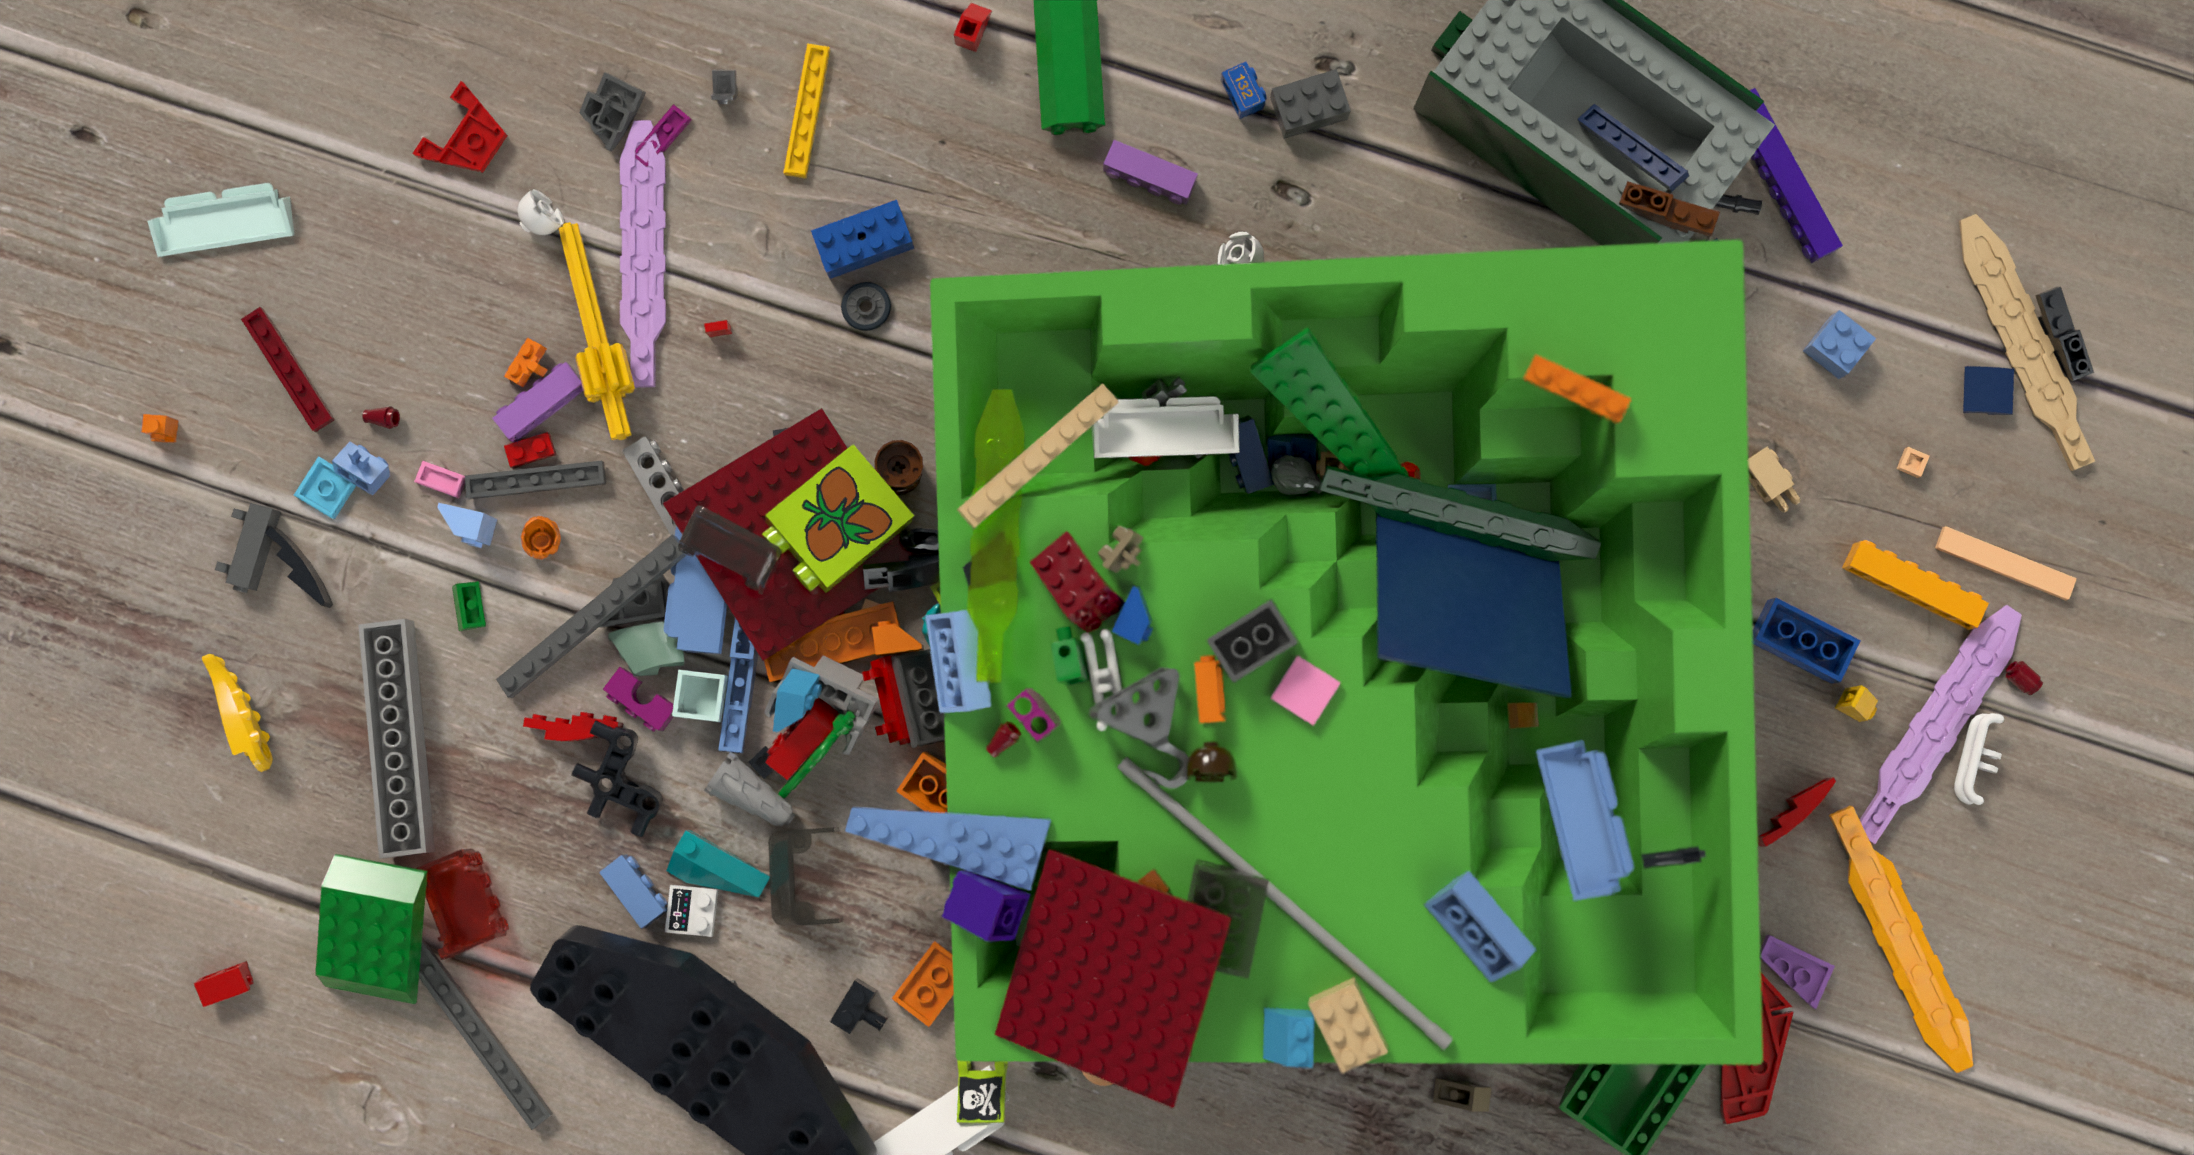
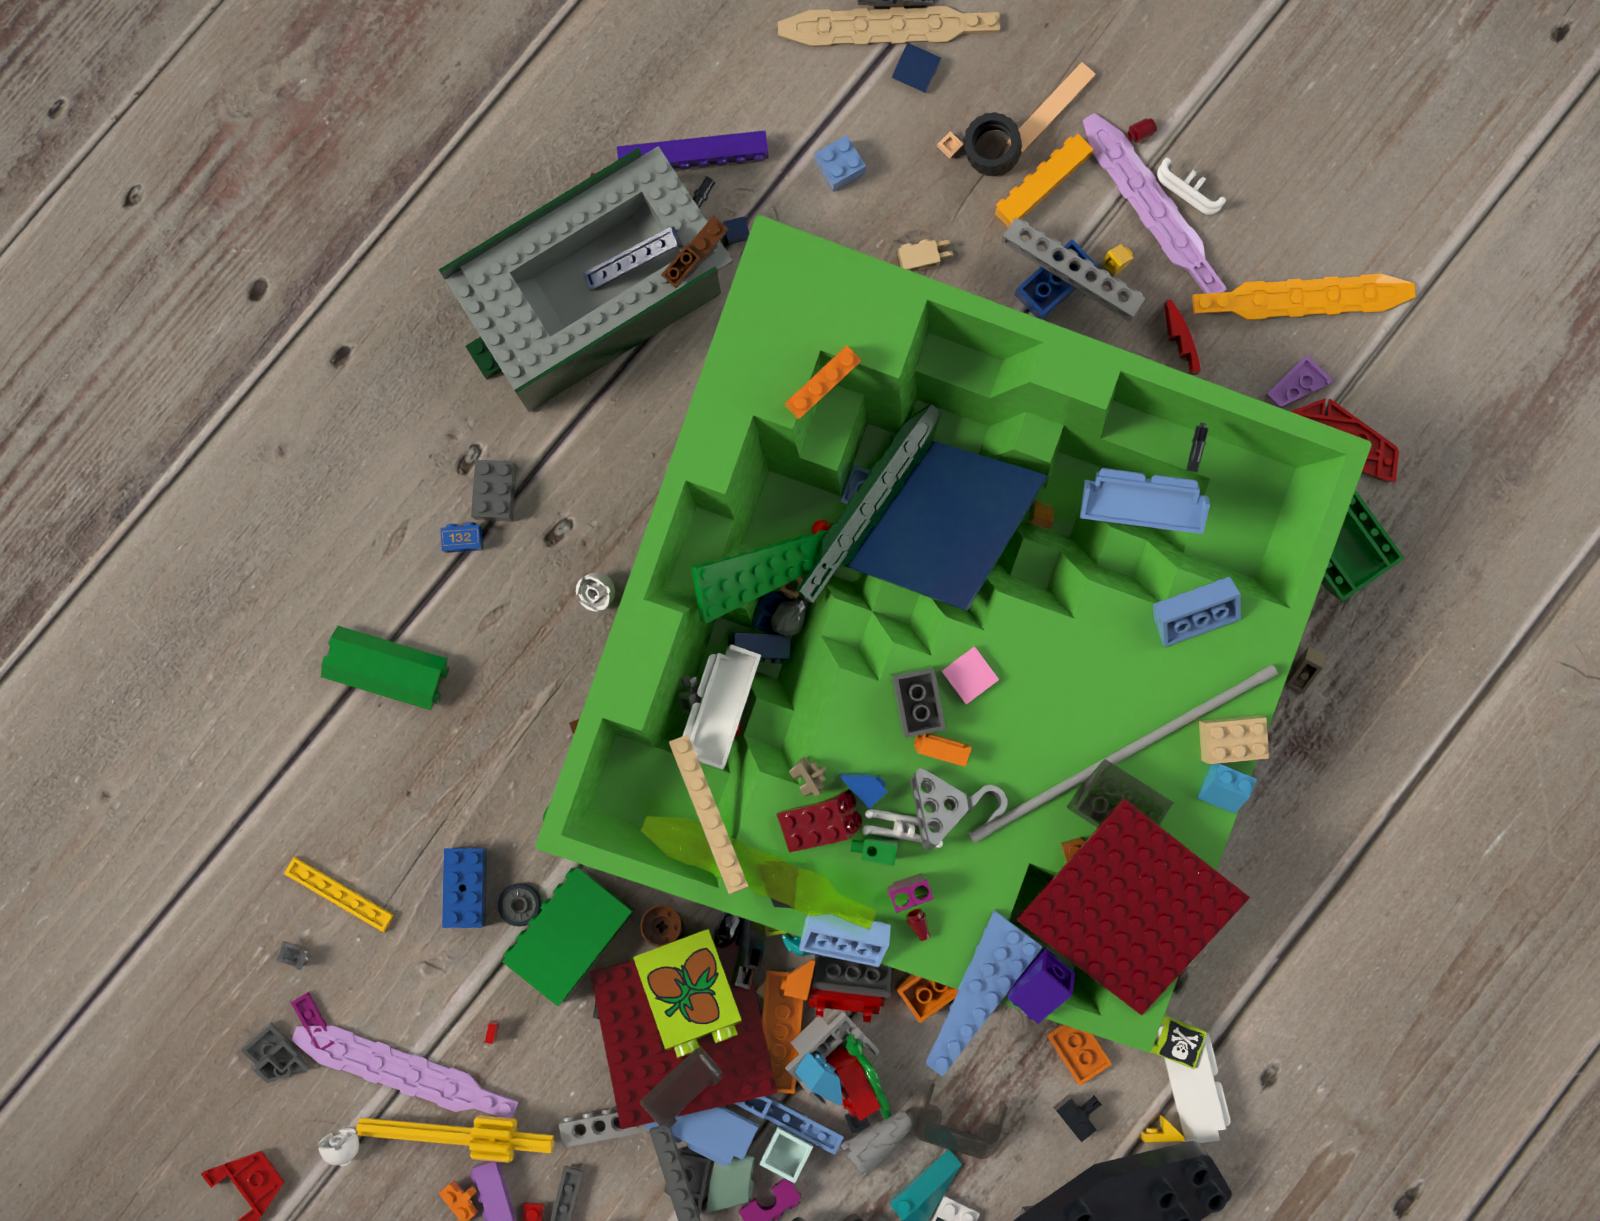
camera: 70 degrees left, 0 degrees up
(852, 369) = (567, 935): none -> green brick
(874, 1118) = (1167, 1133): none -> yellow slope
(972, 27) = (323, 734): red slope -> none
(1149, 172) = (499, 637): medium lavender brick -> none
(1211, 764) = (999, 769): dark brown cylinder -> none
(1810, 684) = (1076, 279): none -> light grey brick
(1948, 486) = (986, 123): none -> black tyre

